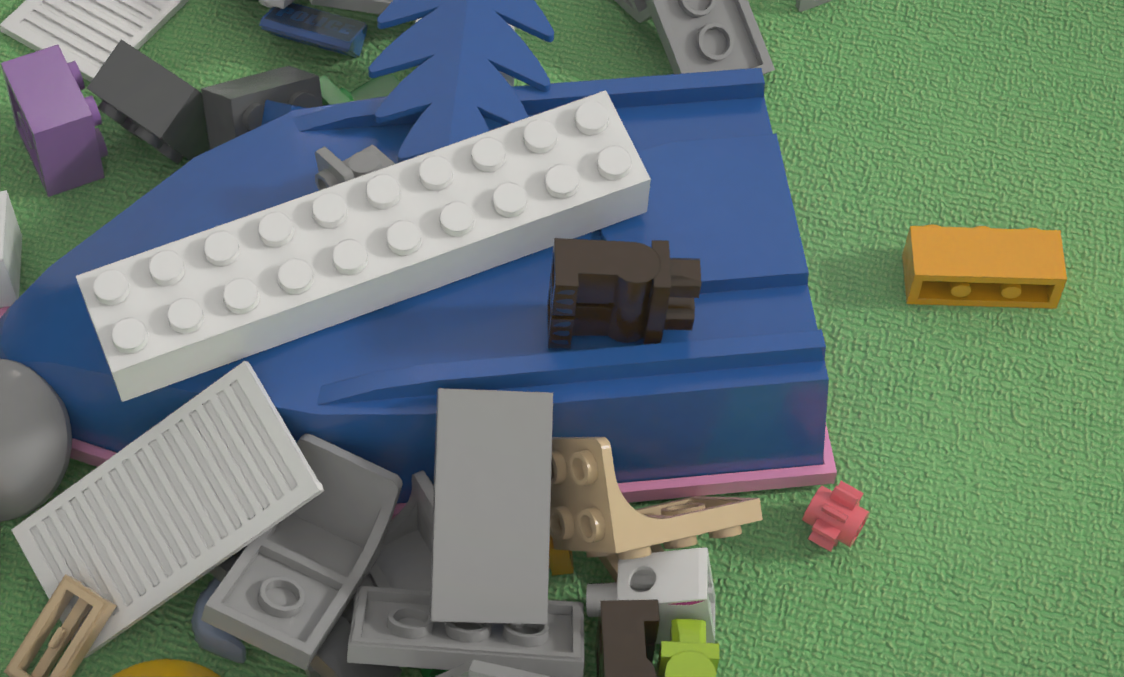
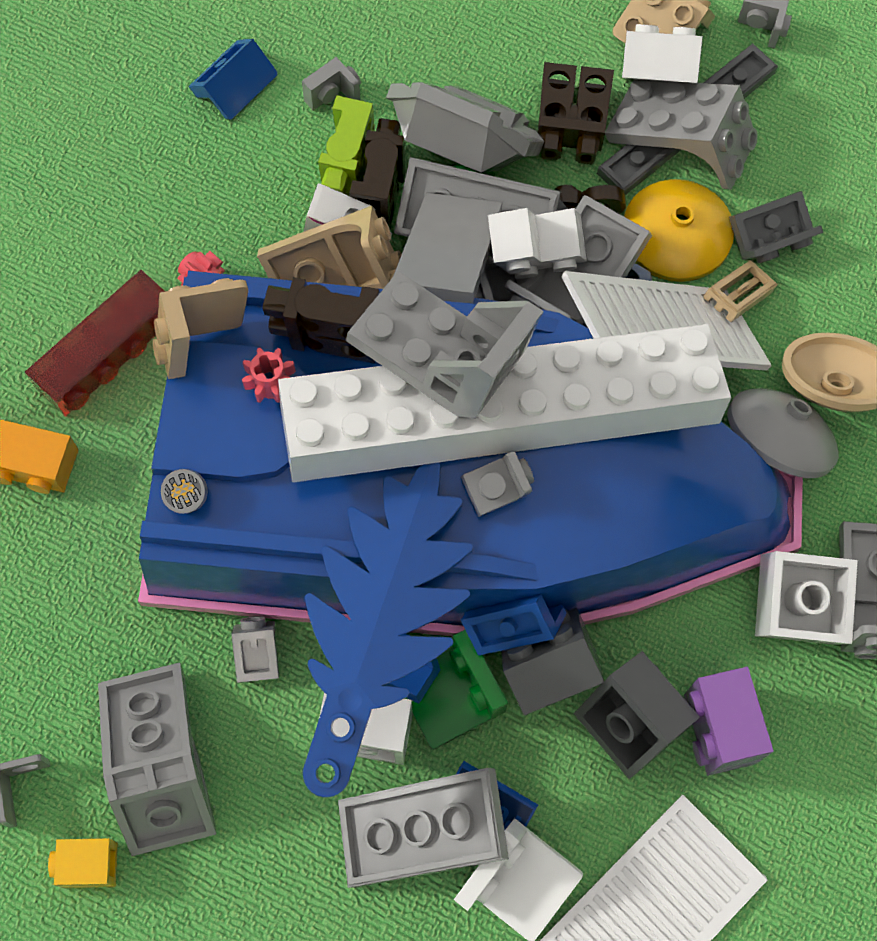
camera: 165 degrees left, 15 degrees up
(378, 563) = (534, 242): none -> white brick
(424, 211) = (441, 350): none -> light grey bracket
(671, 219) = (262, 364): none -> coral gear
(728, 114) = (184, 491): none -> light grey tile
(786, 259) = (192, 312): none -> tan bracket
(926, 410) = (98, 345): none -> clear red brick

